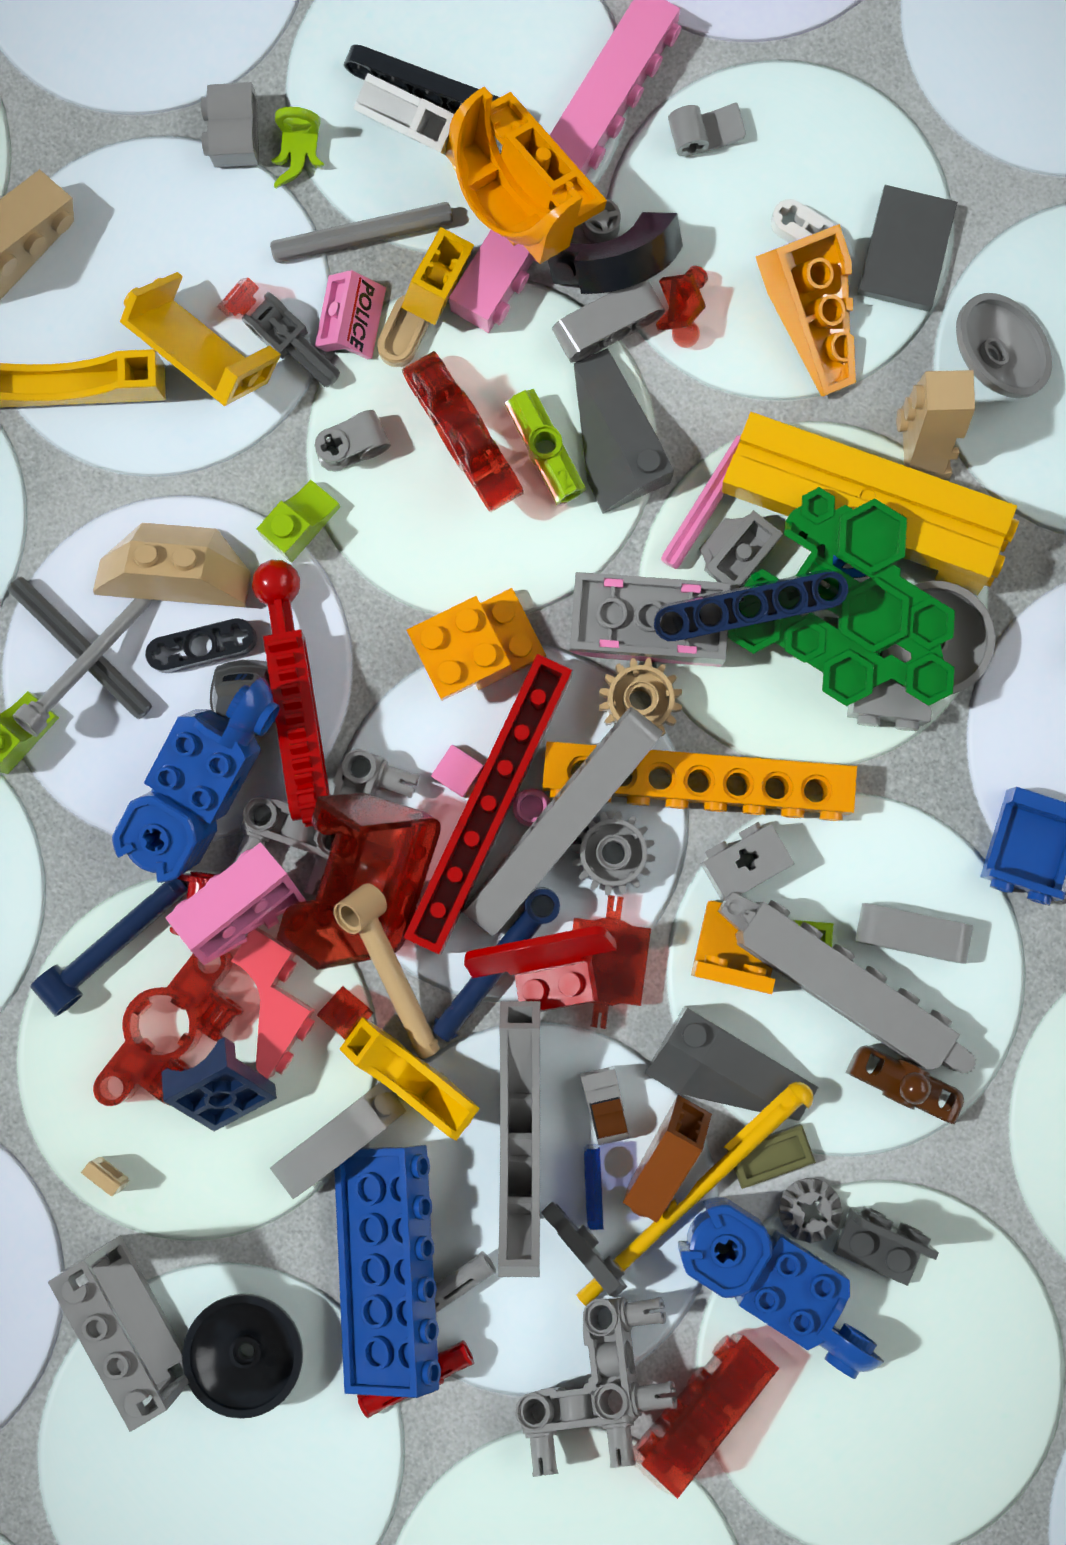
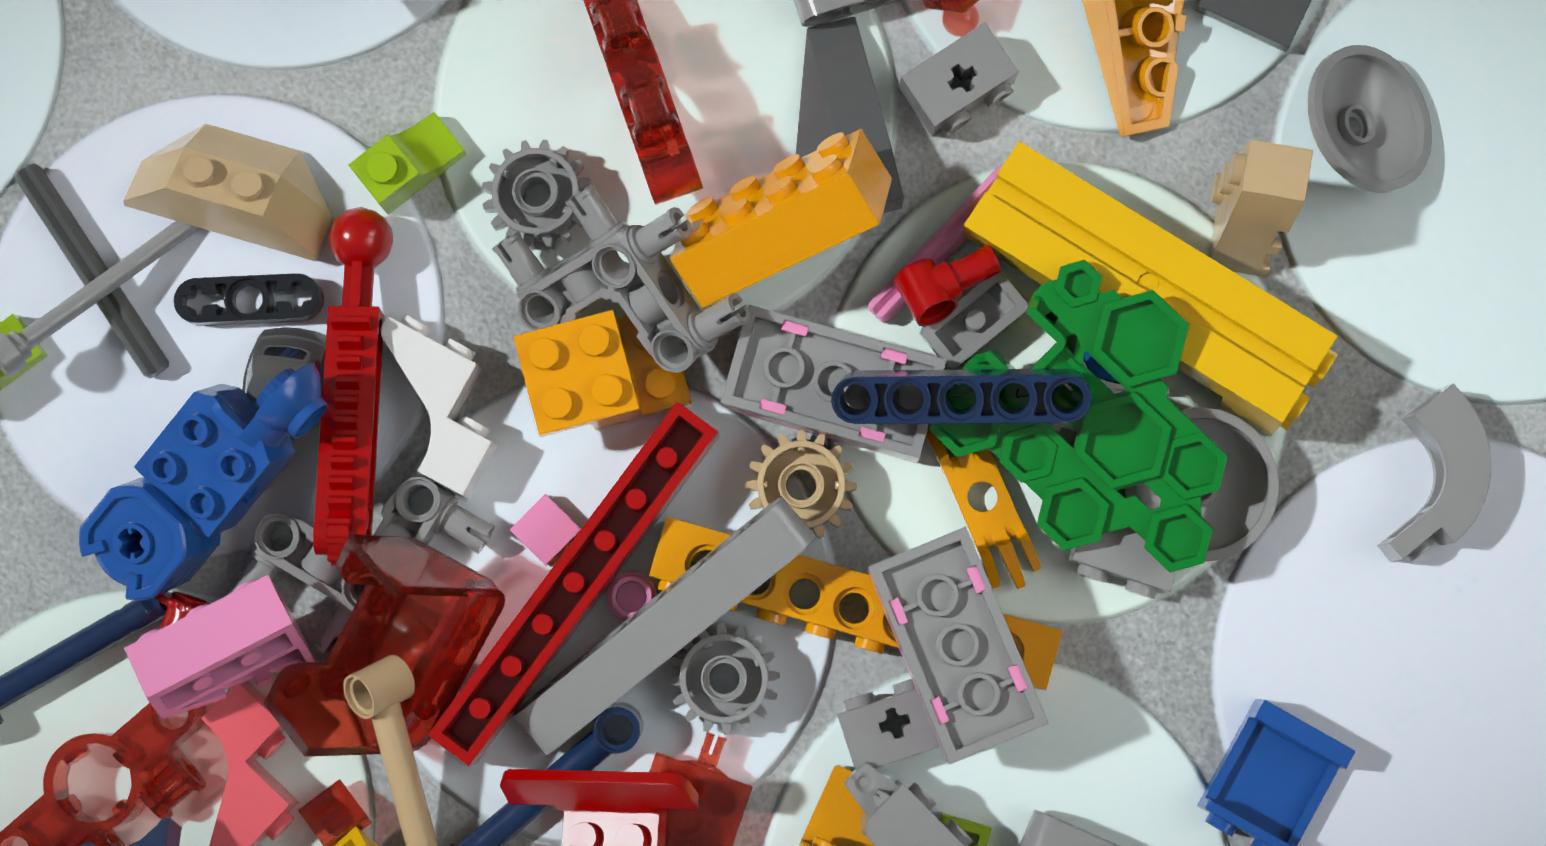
camera: 10 degrees right, 0 degrees up
(355, 439) = (502, 73): light grey piece -> none
(359, 675) = (443, 382): none -> white arch
(394, 505) = (523, 171): none -> light grey gear
(496, 575) = (643, 287): none -> light grey pin
(534, 427) = (739, 101): lime piece -> none
(588, 501) = (782, 217): none -> light orange brick
(702, 359) = (972, 56): none -> light grey brick
(710, 534) = (934, 289): none -> red pin
(782, 703) = (992, 526): none -> light orange piece
(783, 790) = (957, 645): none -> light grey piece

